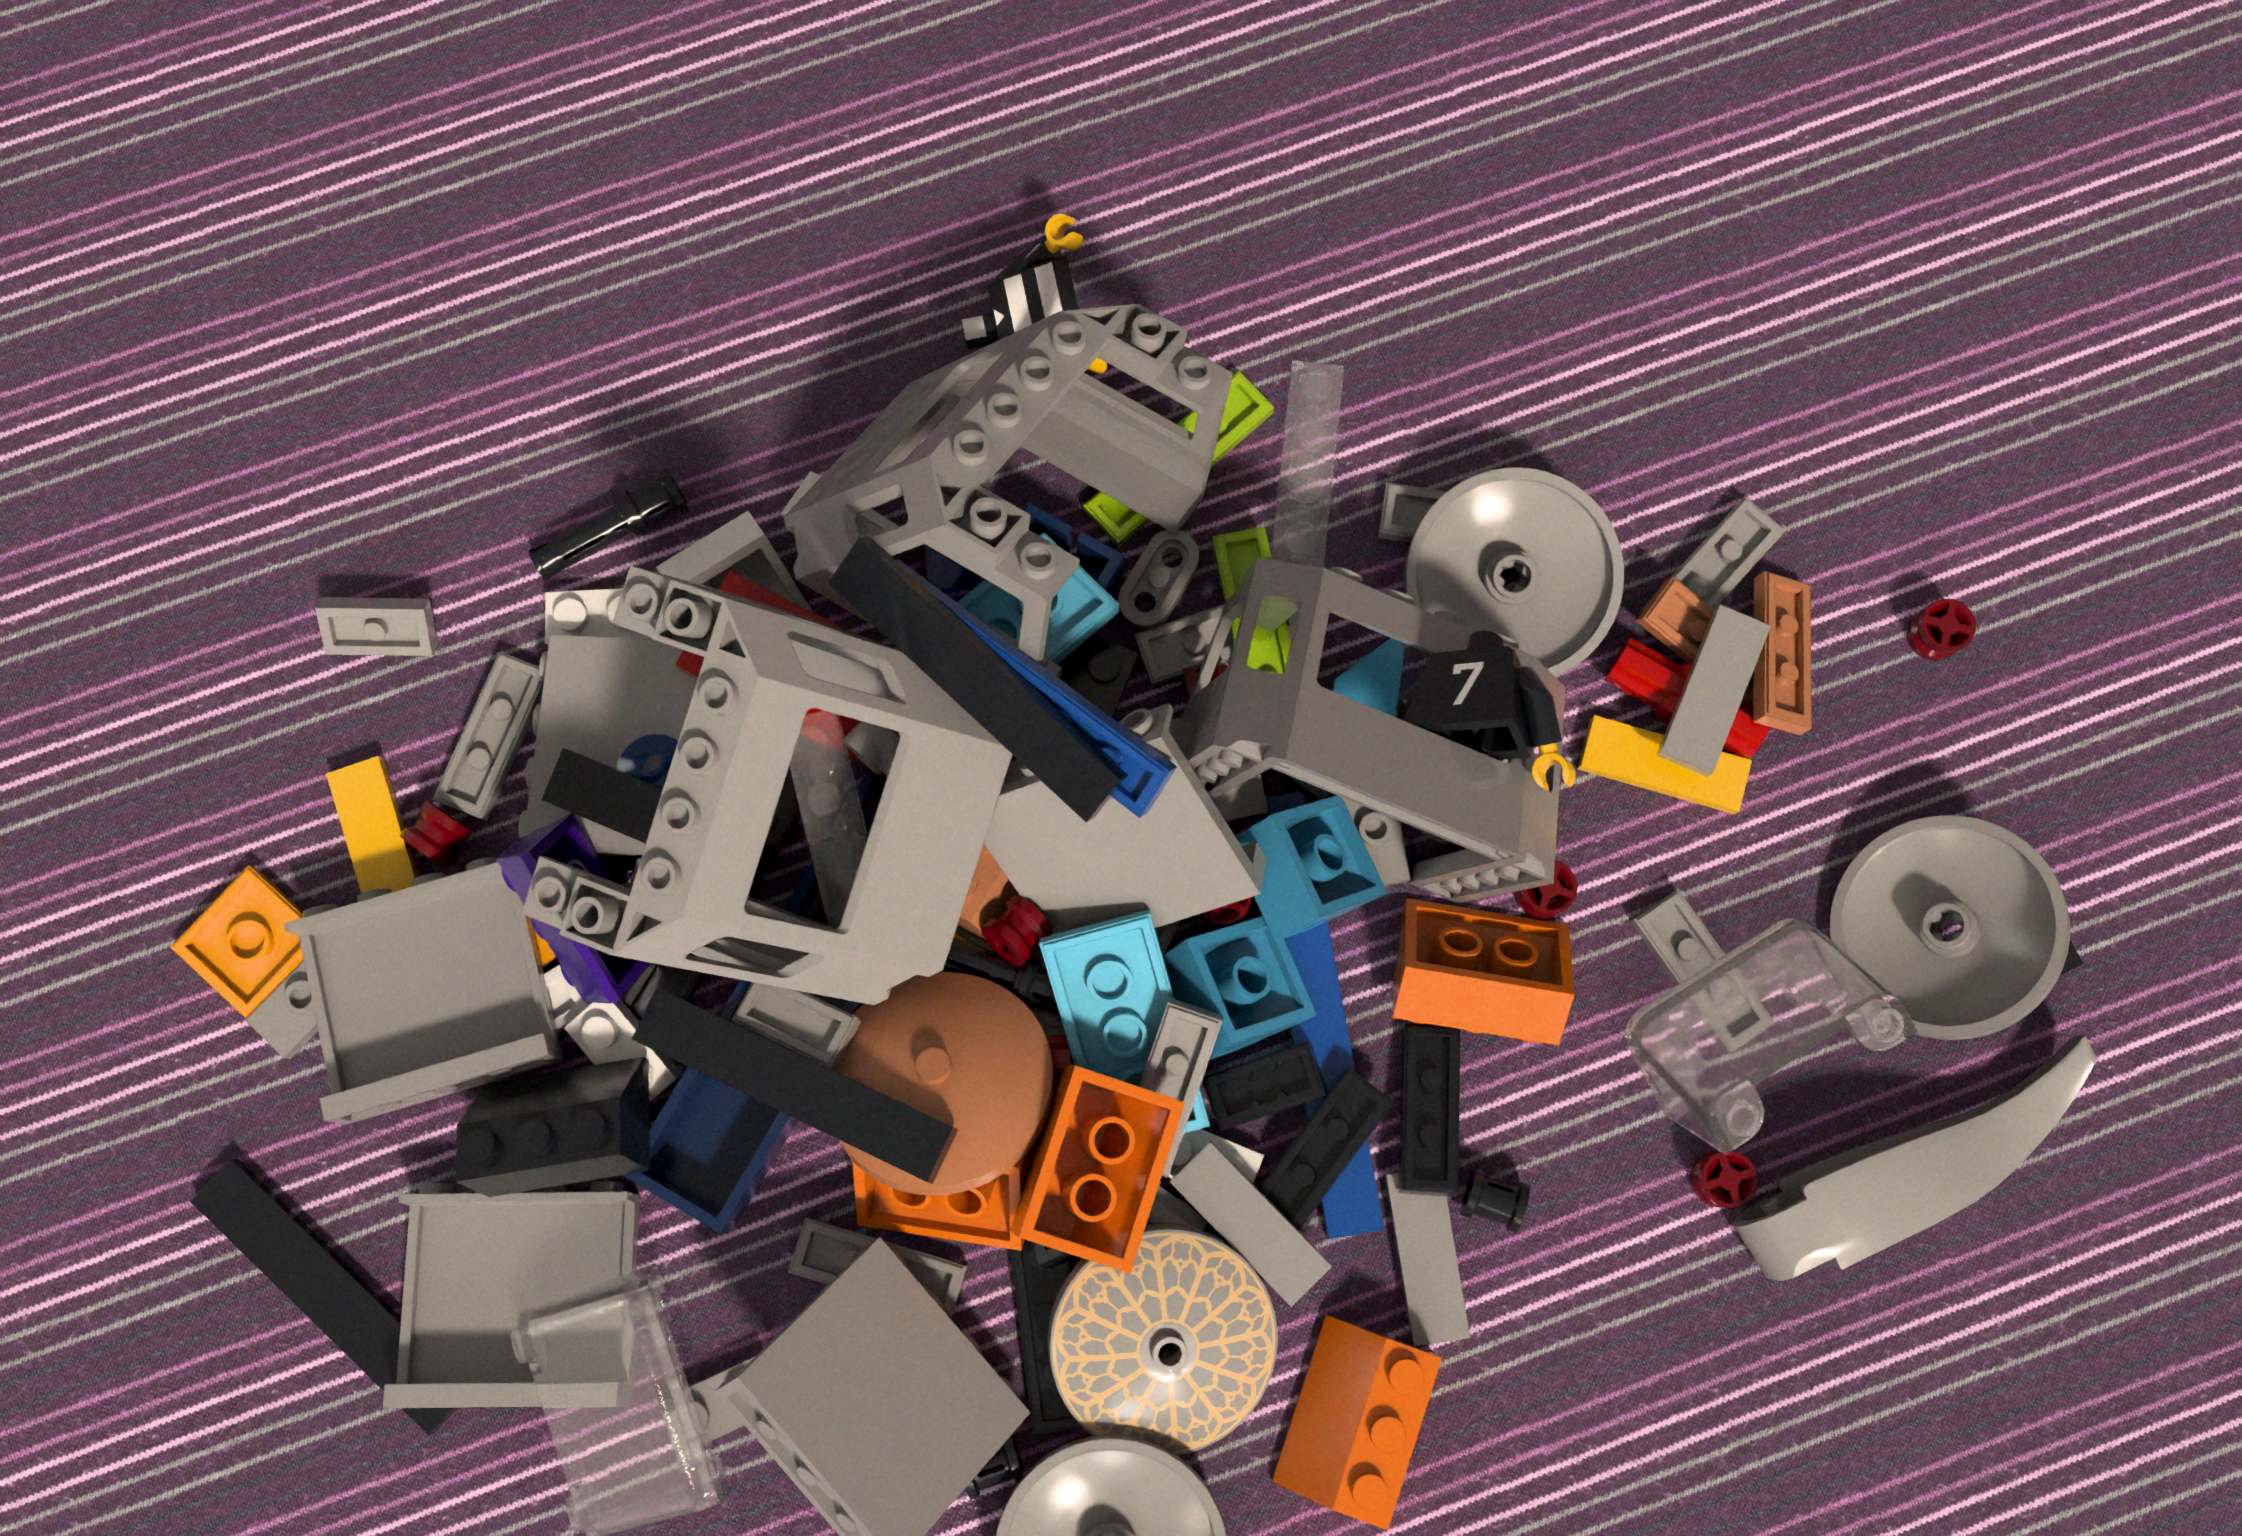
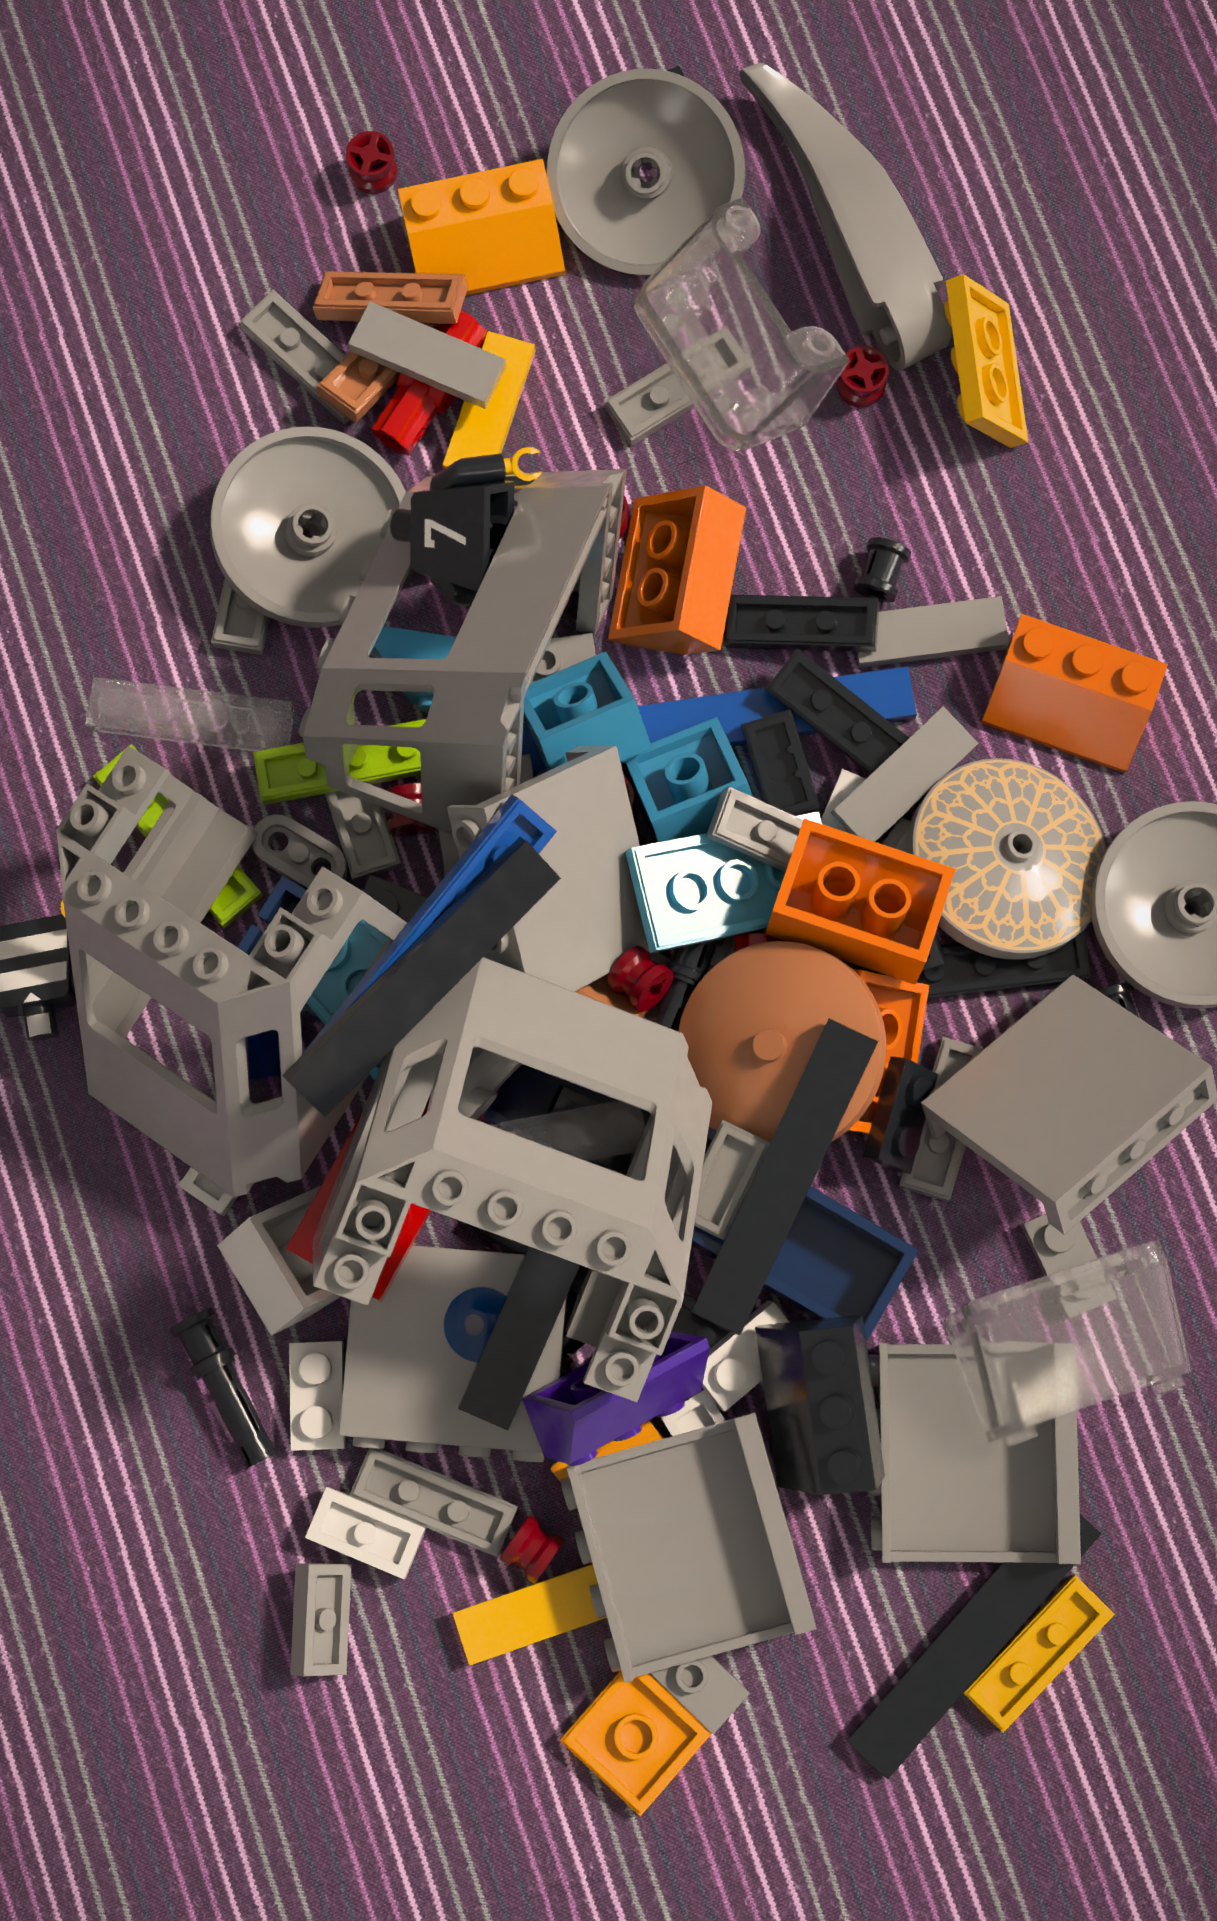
camera: 85 degrees left, 0 degrees up
(311, 1365) = (1038, 1653): none -> yellow tile
(460, 667) = (365, 1532): none -> white plate
(870, 1213) = (899, 1115): none -> black plate
(1746, 1320) = (985, 361): none -> yellow plate
(1871, 751) = (485, 225): none -> light orange slope

